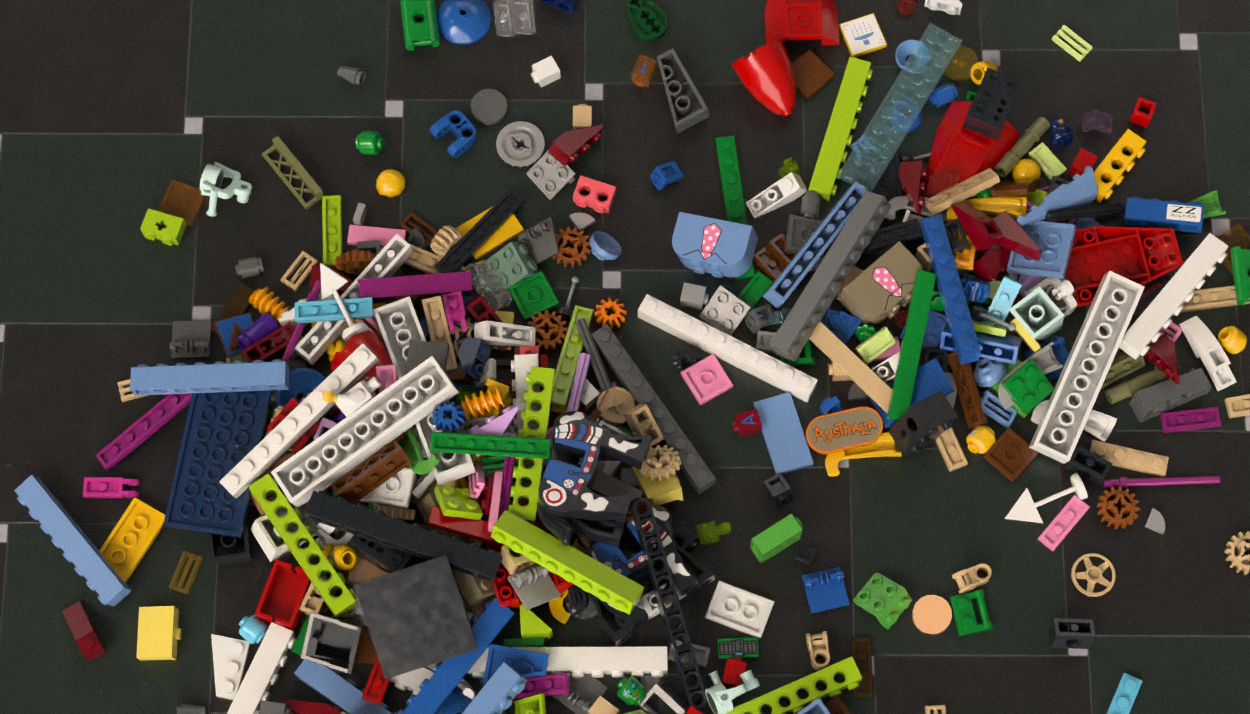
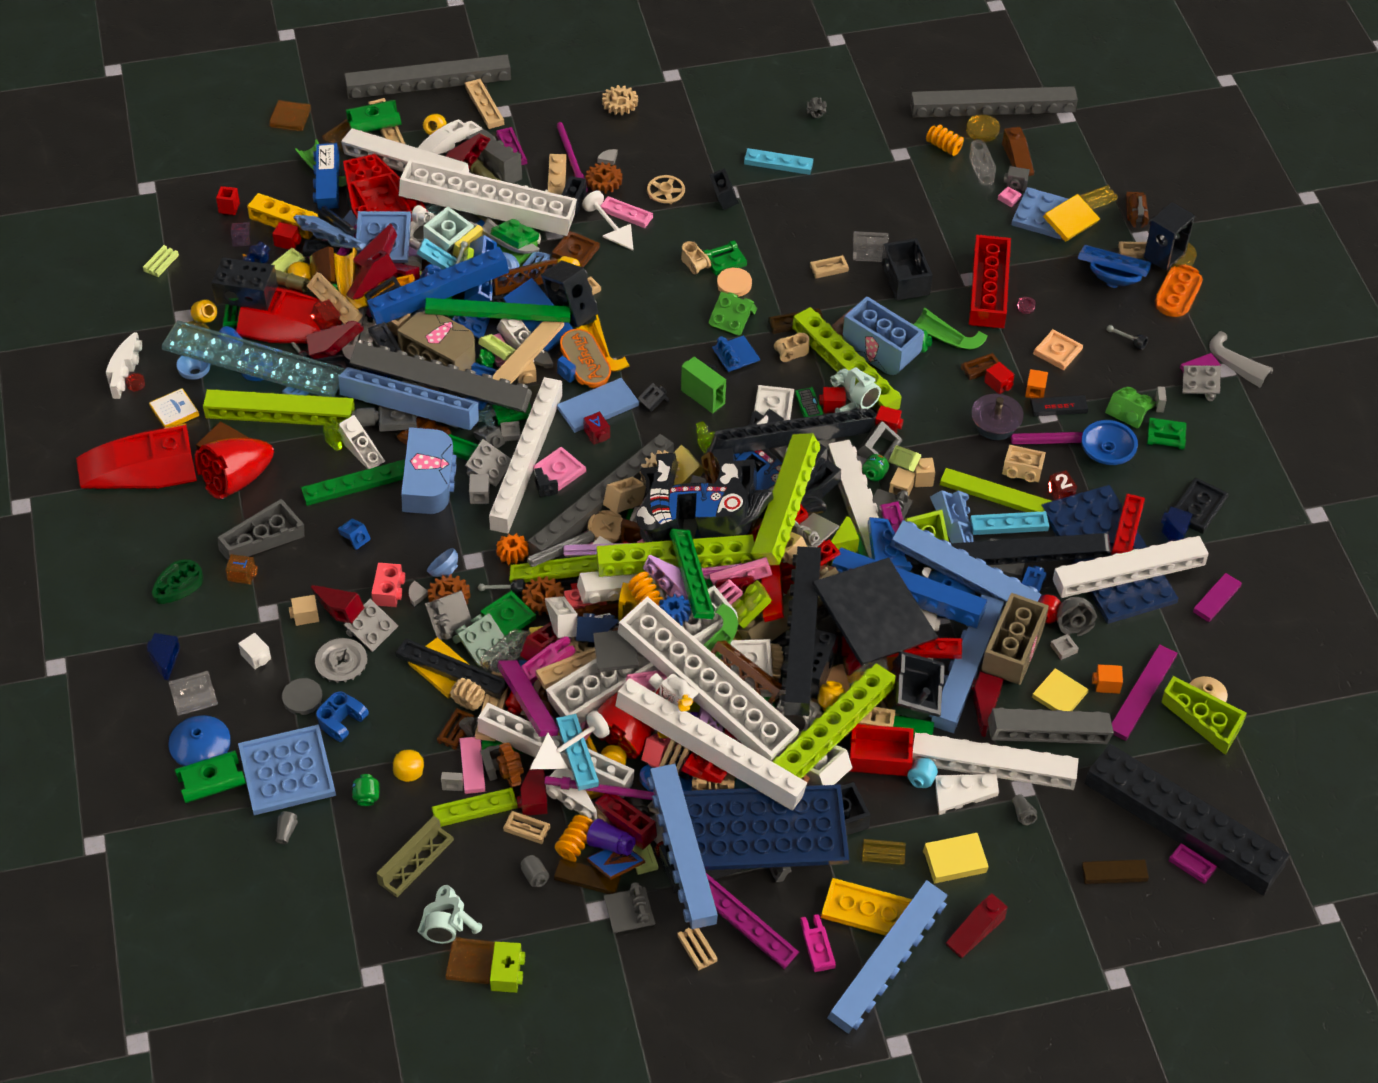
camera: 105 degrees left, 20 degrees down
(411, 83) = (286, 769): none -> medium blue plate

